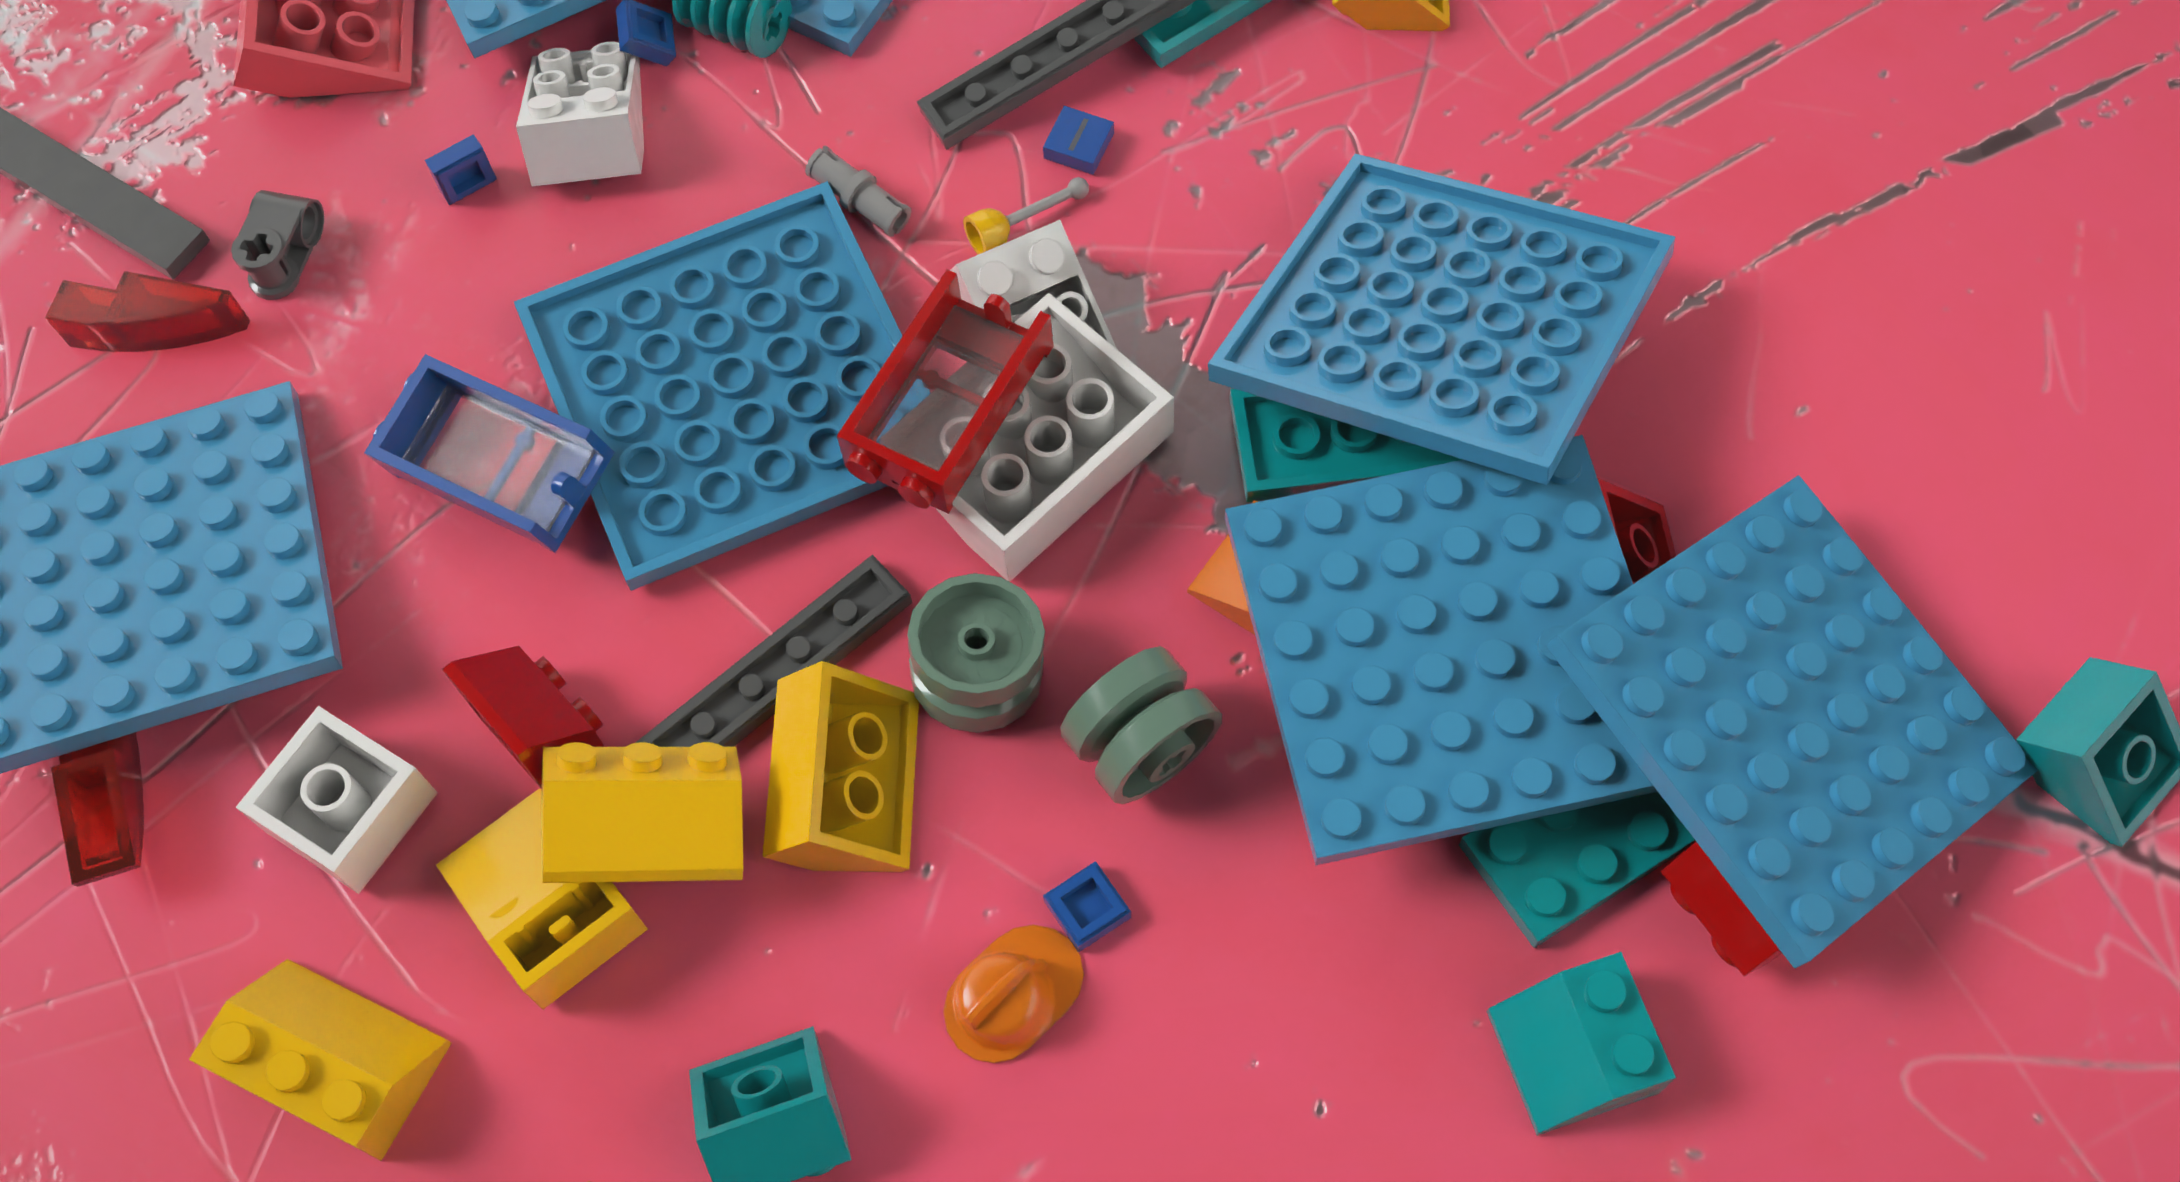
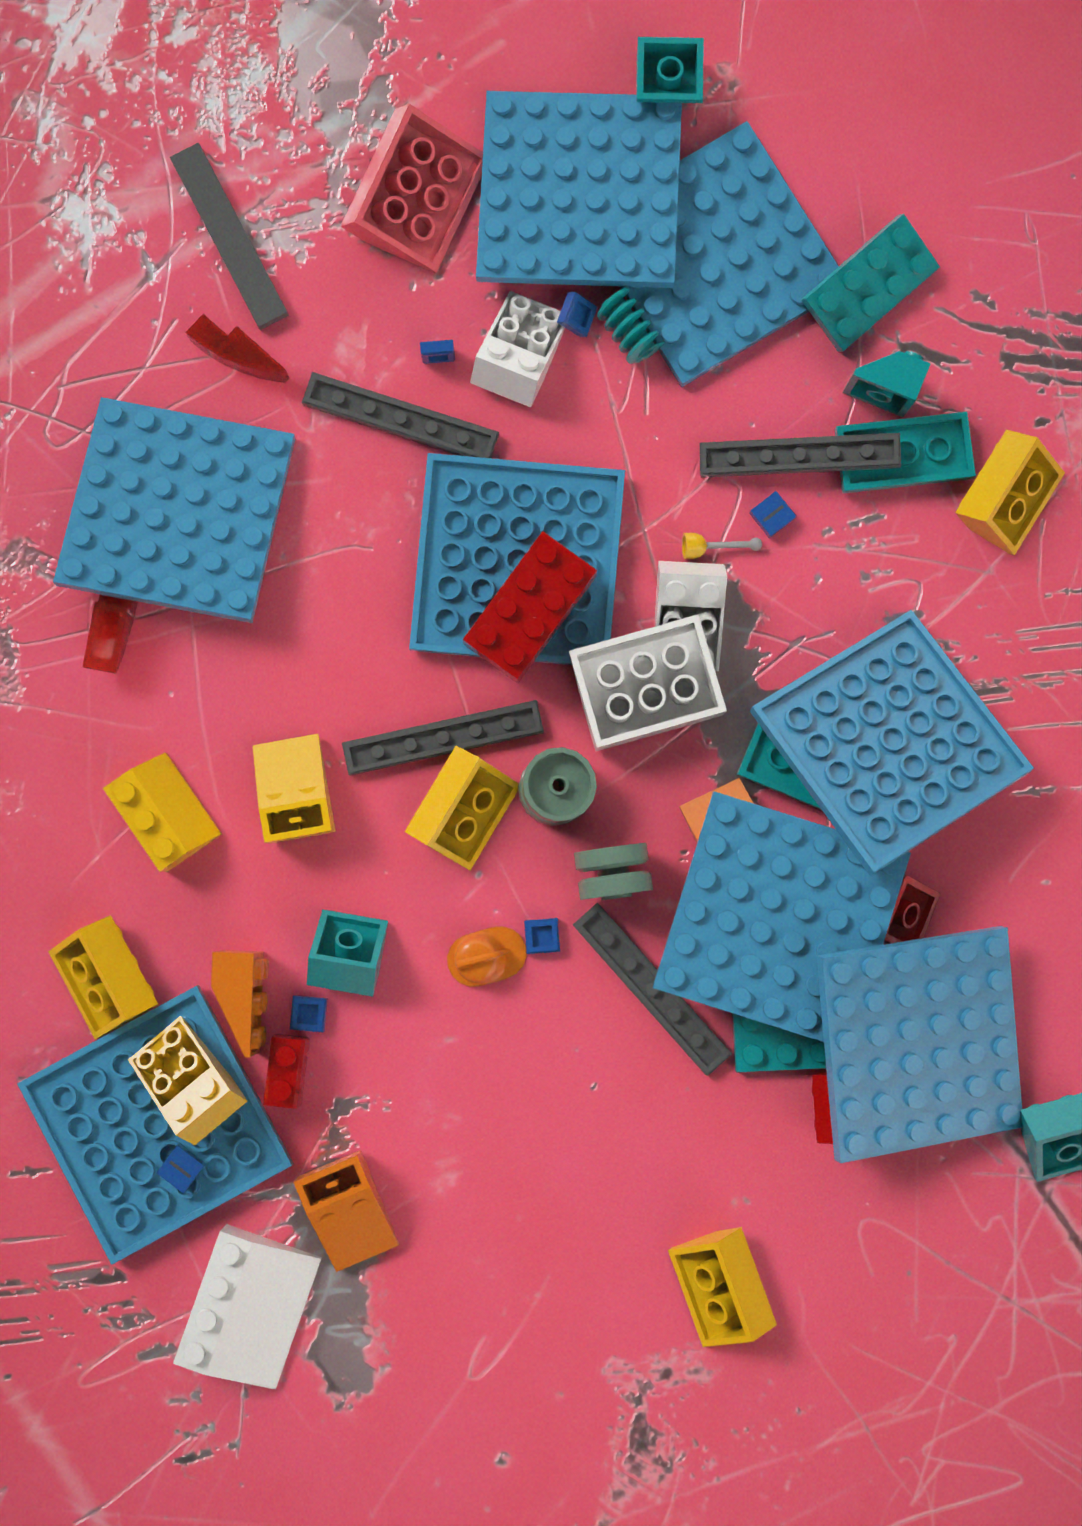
camera: 25 degrees right, 20 degrees up
(277, 241) = (327, 337): dark grey piece -> none
(338, 799) = (221, 691): white brick -> none
(438, 287) = (399, 417): none -> dark grey tile
(490, 452) = (374, 540): door -> none
(523, 704) = (330, 697): red slope -> none
(641, 813) = (357, 786): yellow slope -> none
(779, 416) = (530, 607): none -> red brick
(858, 191) = (638, 482): light grey pin -> none
(942, 395) = (612, 649): door -> none
(1320, 895) = (639, 977): none -> dark grey tile
(1581, 1044) = (724, 1129): teal slope -> none

